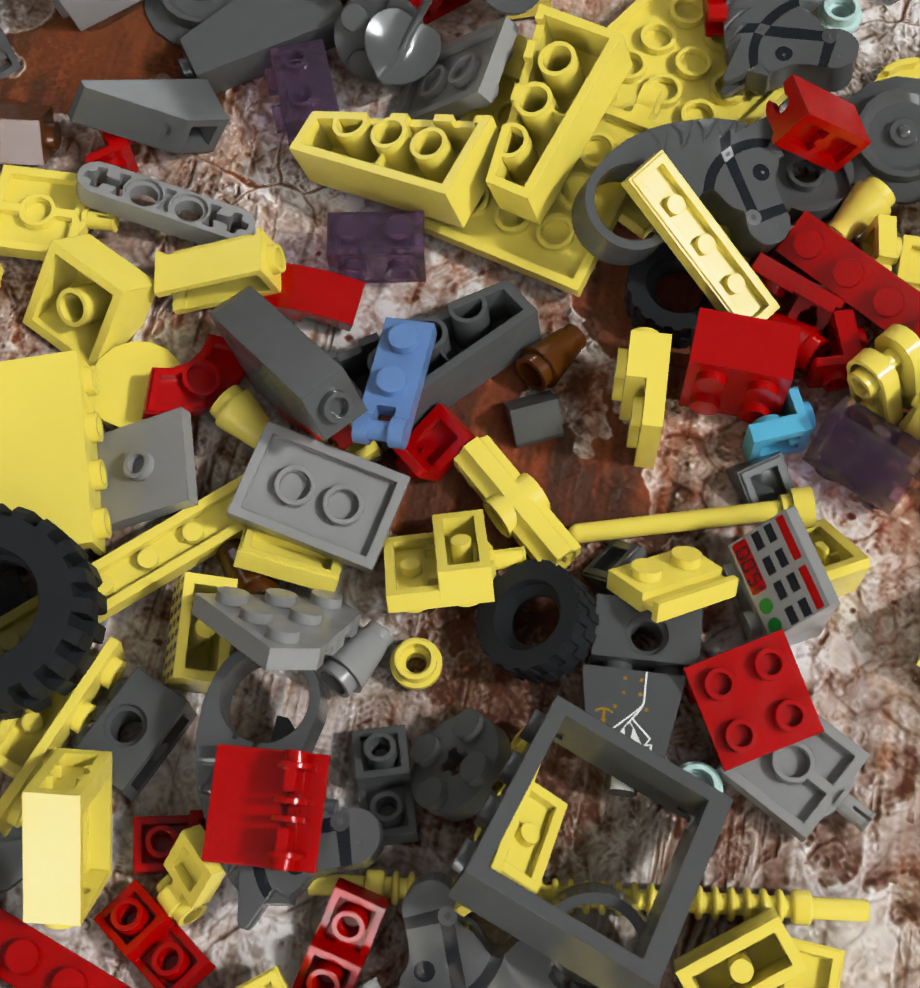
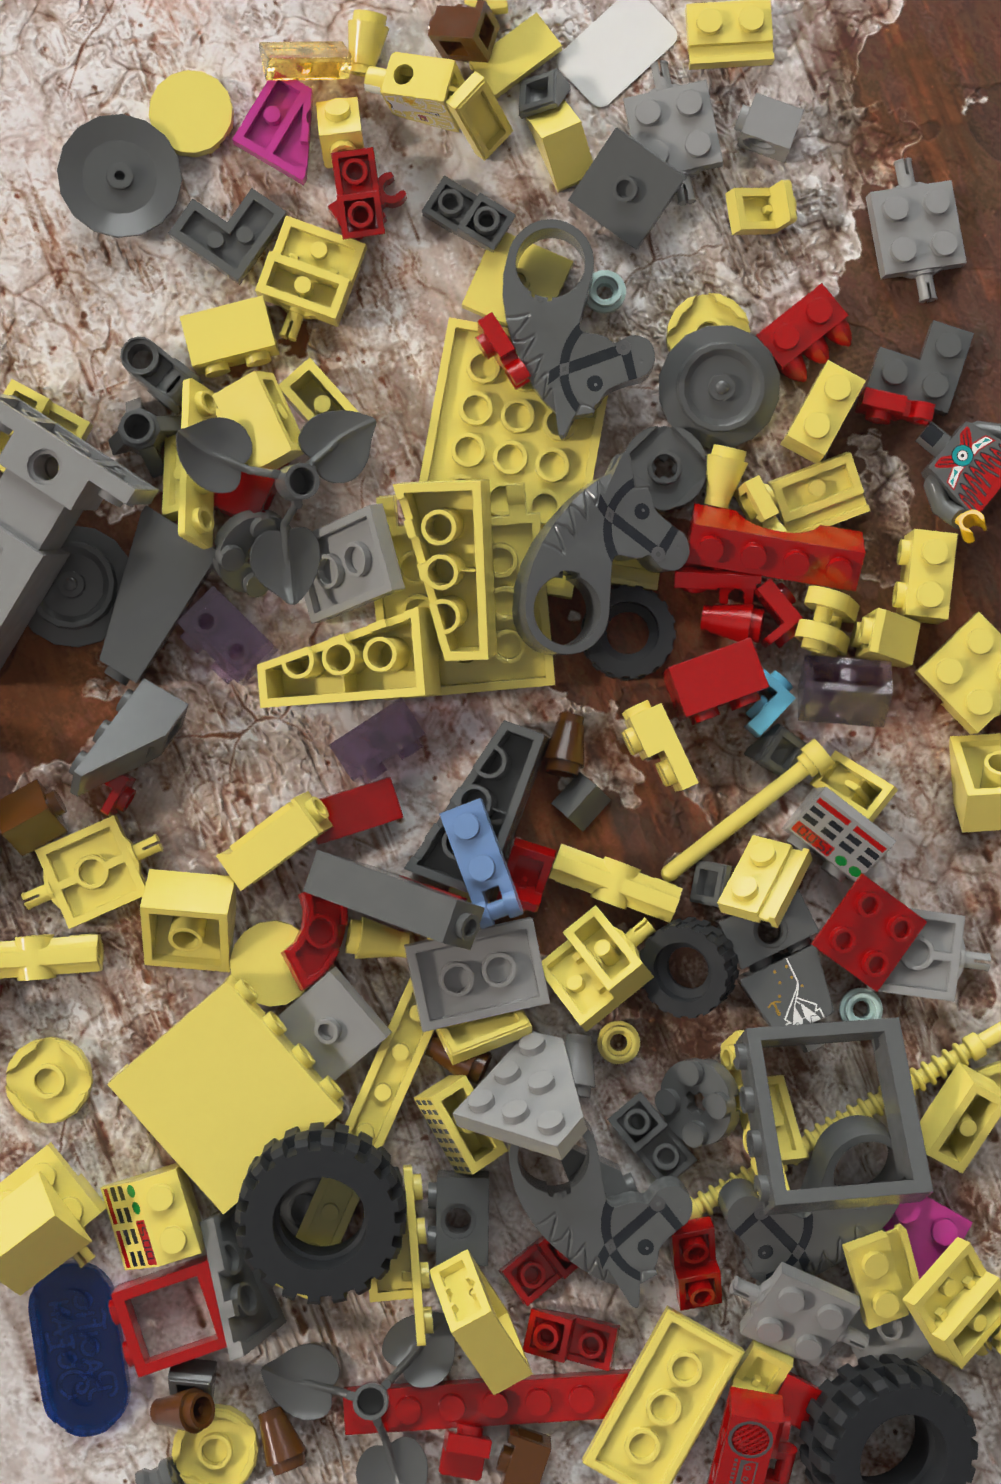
camera: 35 degrees left, 20 degrees up
(163, 212) = (193, 815): light grey beam -> none
(190, 880) = (572, 1290): light yellow plate -> none
(266, 808) = (607, 1230): red hinge -> none
(697, 239) = (634, 607): light yellow tile -> none
(817, 125) = (659, 438): red hinge -> none

